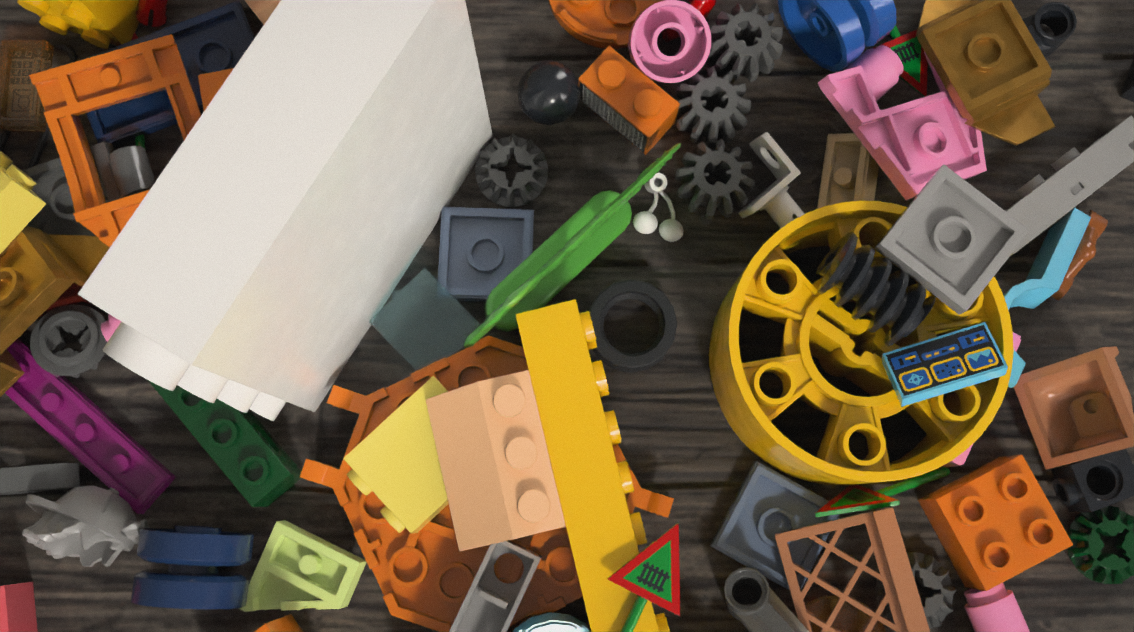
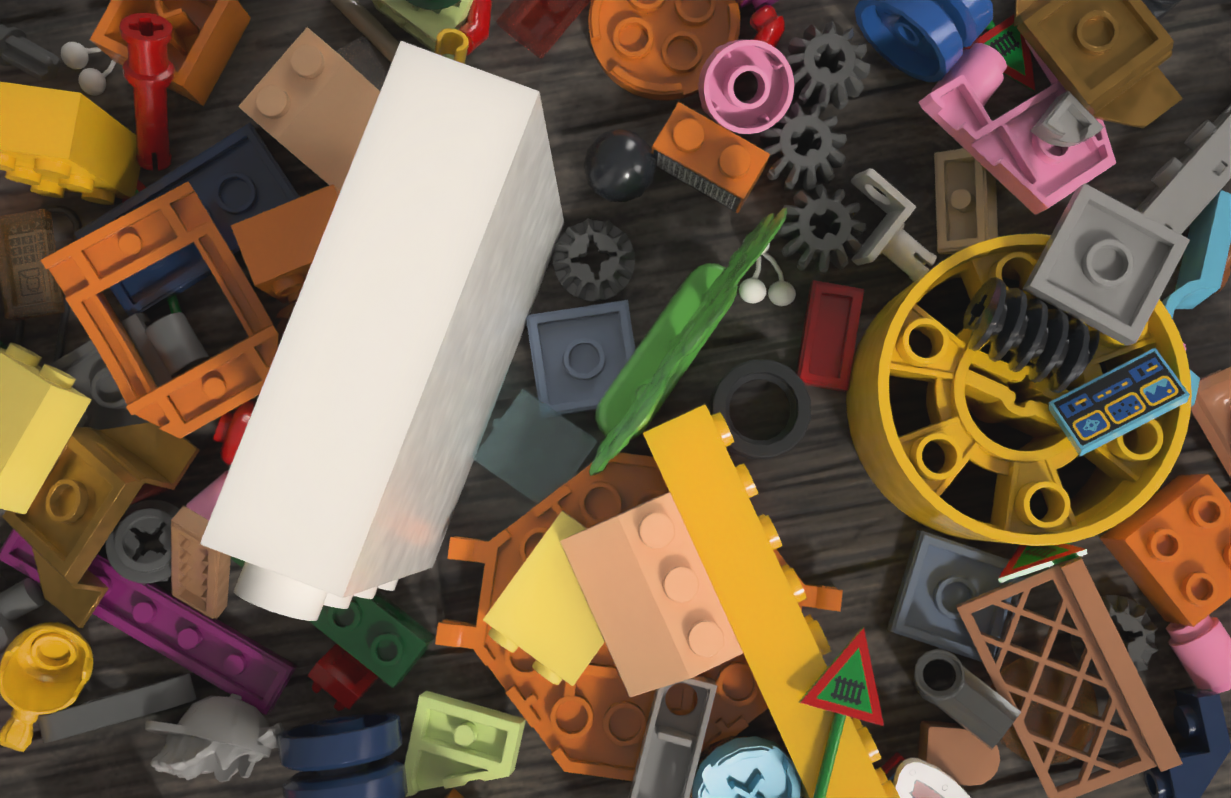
camera: 10 degrees left, 5 degrees up
(103, 379) = (197, 571): none -> medium nougat plate
(211, 491) = (341, 677): none -> red tile
(706, 274) = (829, 335): none -> red tile
(946, 126) = (1066, 123): none -> light grey tile

